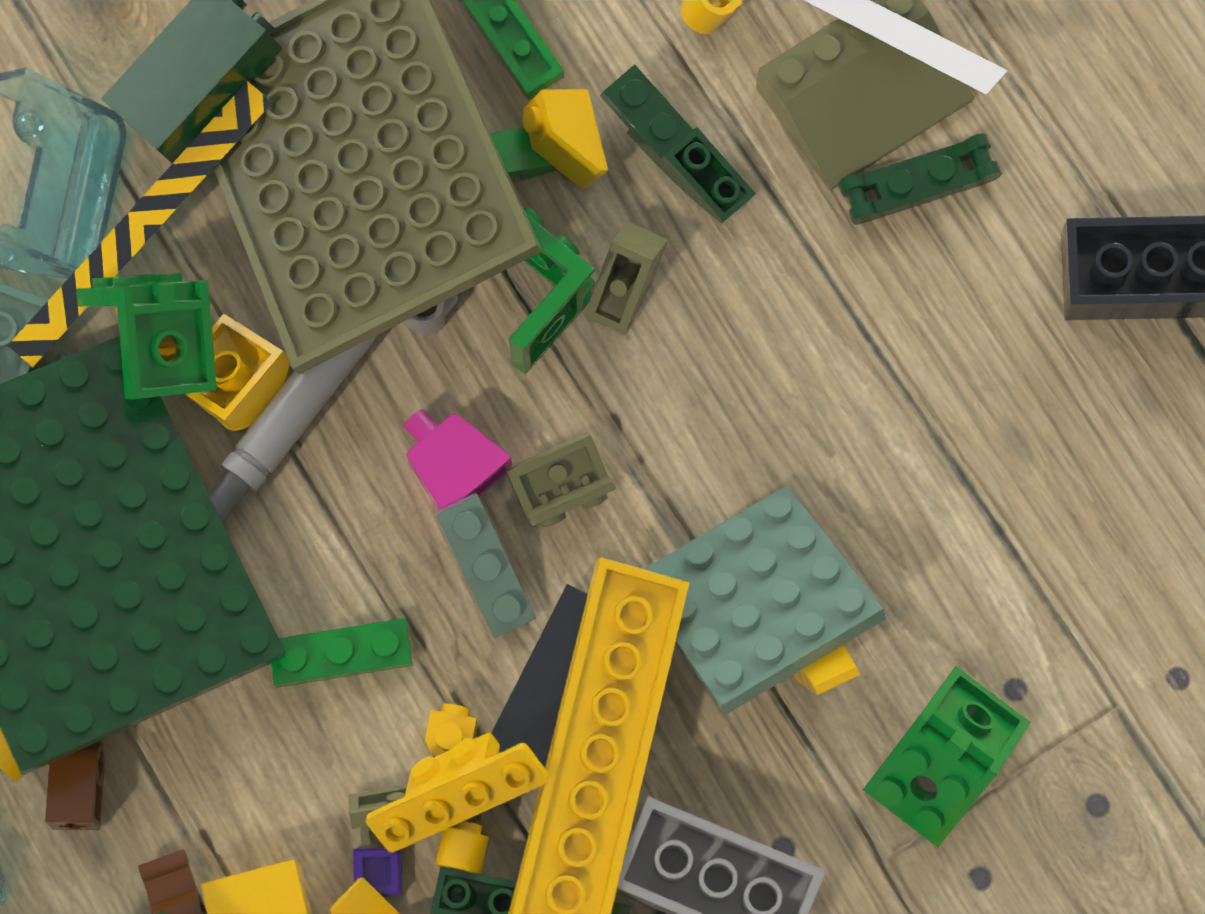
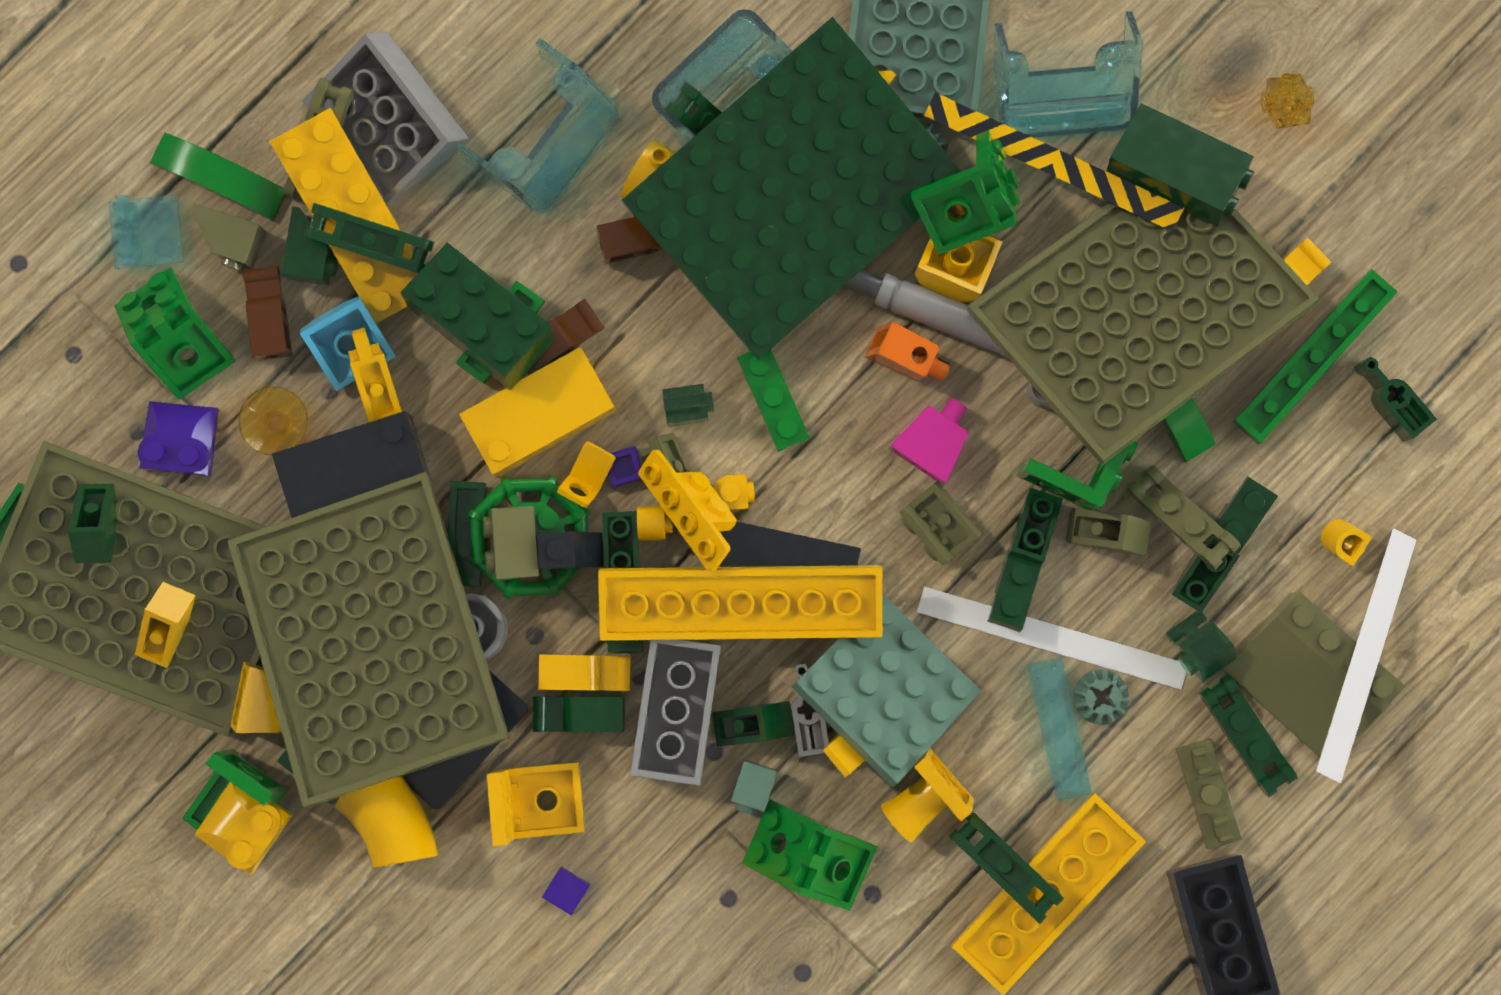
camera: 75 degrees right, 10 degrees up
(318, 765) = (687, 405): none -> clear green brick
(330, 466) = (893, 349): none -> orange torso
(485, 565) = (861, 484): sand green plate -> none
(566, 134) = (1209, 458): yellow slope -> none
(632, 182) = (1183, 518): none -> olive plate
(633, 388) = (1024, 559): none -> dark green slope
(739, 385) = (1056, 639): none -> white sticker
(760, 784) = (753, 724): none -> dark green slope
(790, 713) = (801, 726): none -> light grey piece
(801, 201) = (1204, 649): none -> clear green brick
(828, 360) = (1085, 699): none -> sand green gear
(842, 805) = (753, 787): none -> sand green brick
(858, 402) = (1059, 729): none -> clear light blue plate
(909, 584) = (927, 798): none -> yellow plant
(980, 244) = (1208, 794): none -> olive plate
(1018, 507) = (1006, 867): none -> dark green plate
(1063, 468) = (1077, 865): none -> yellow plate

